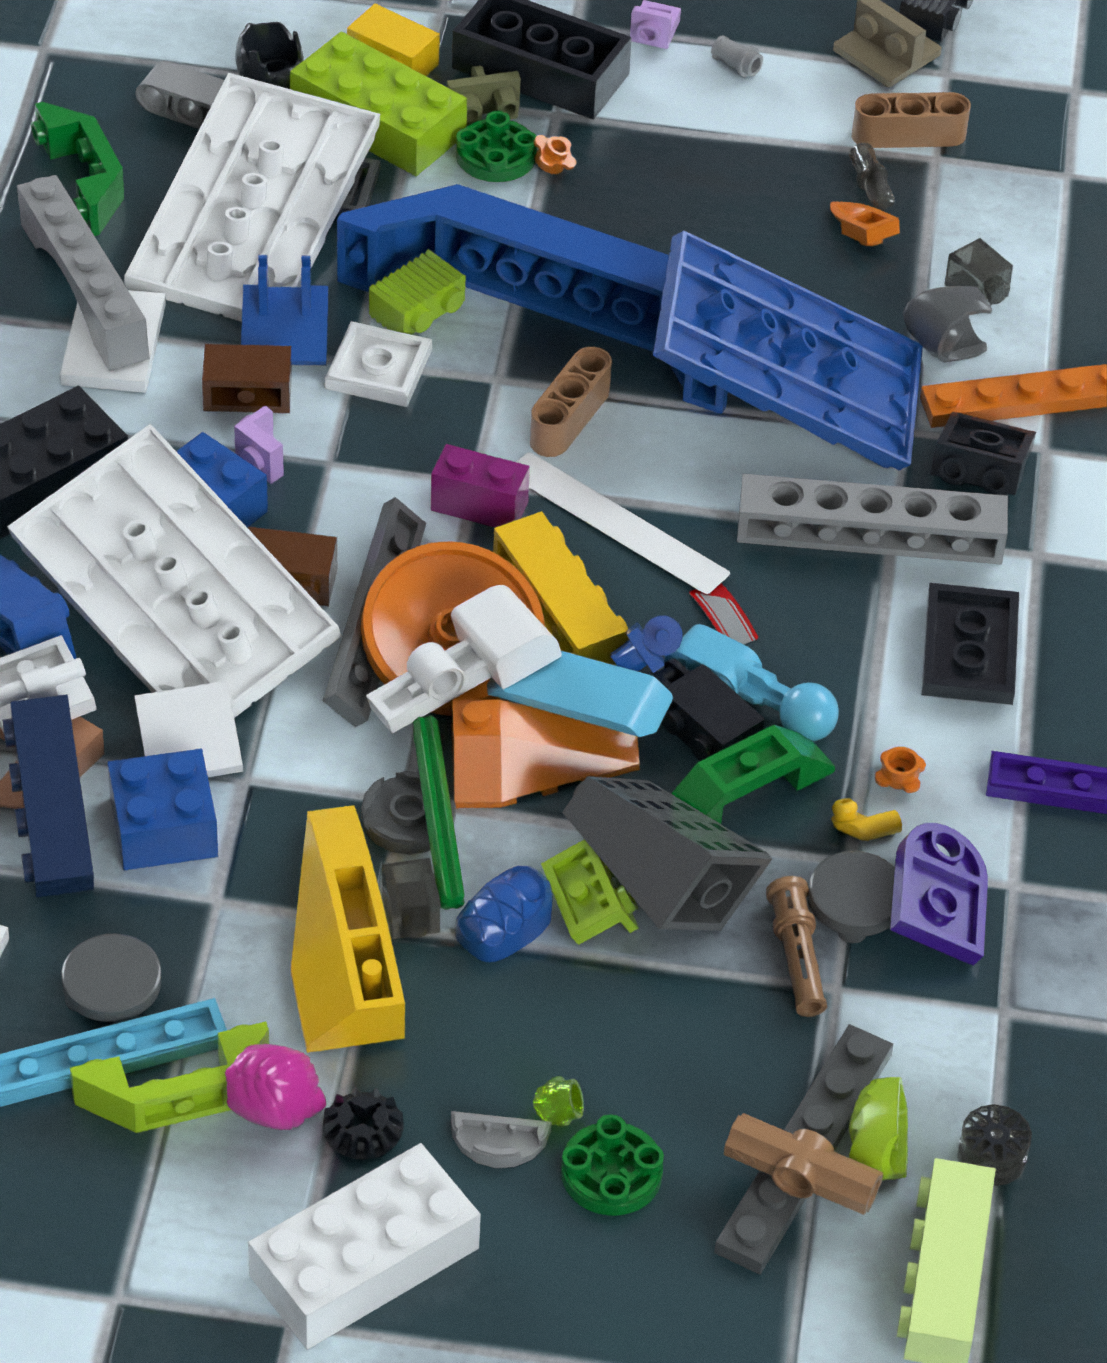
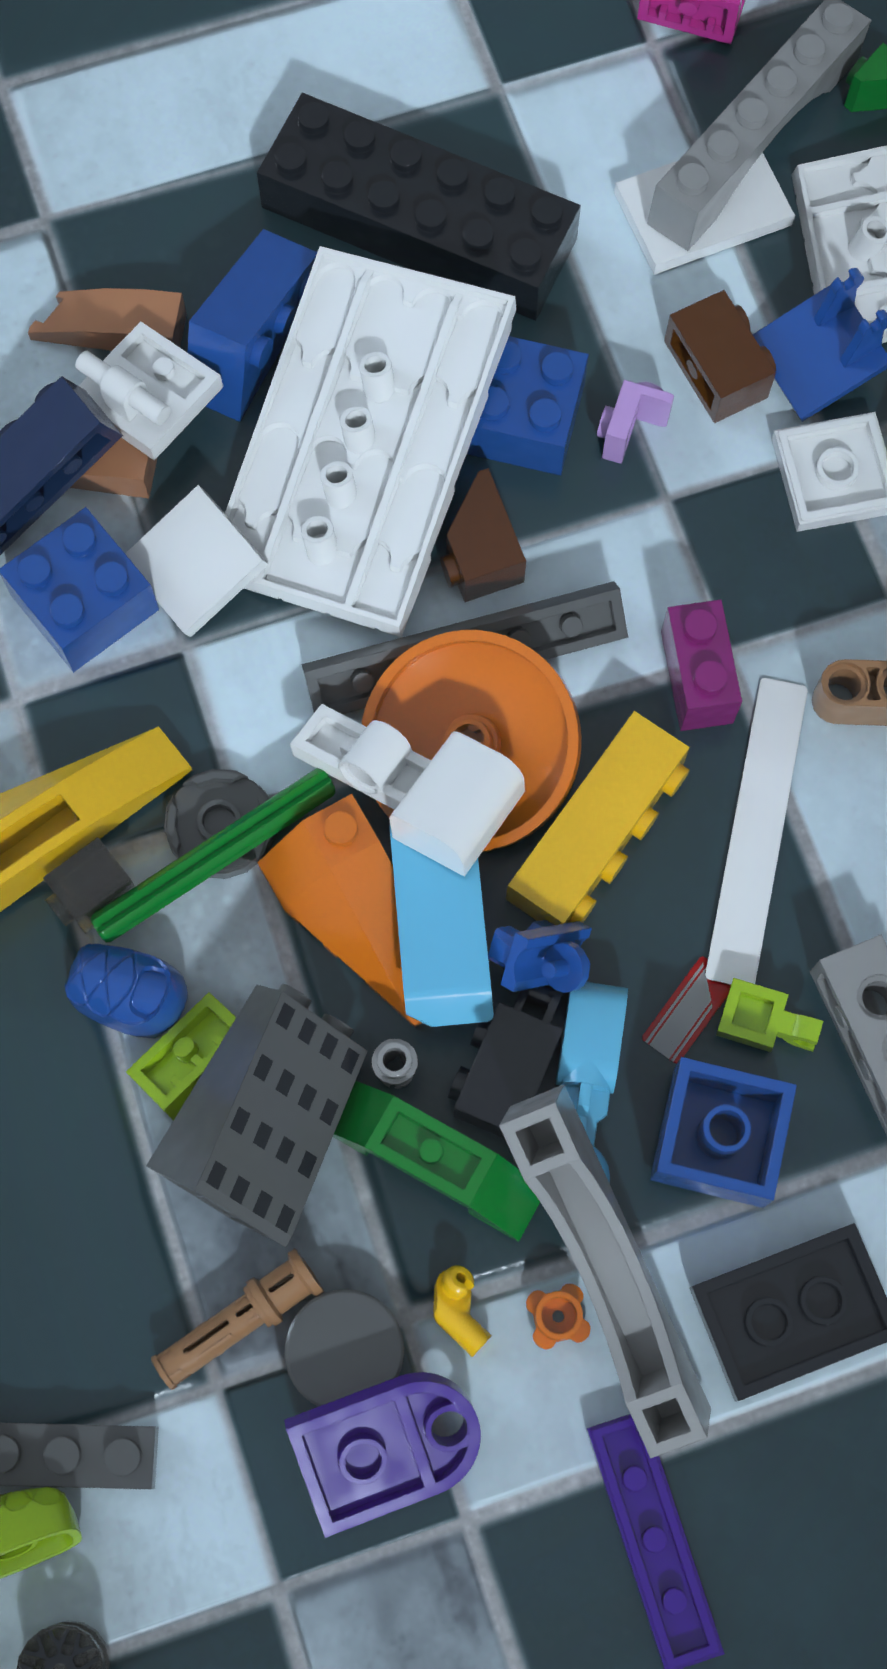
camera: 65 degrees right, 25 degrees up
(667, 768) = (387, 1052): none -> light grey pin
(757, 572) = (758, 1016): none -> lime plate
(814, 679) = (642, 1340): none -> light grey arch
(827, 617) = (723, 1132): none -> blue brick

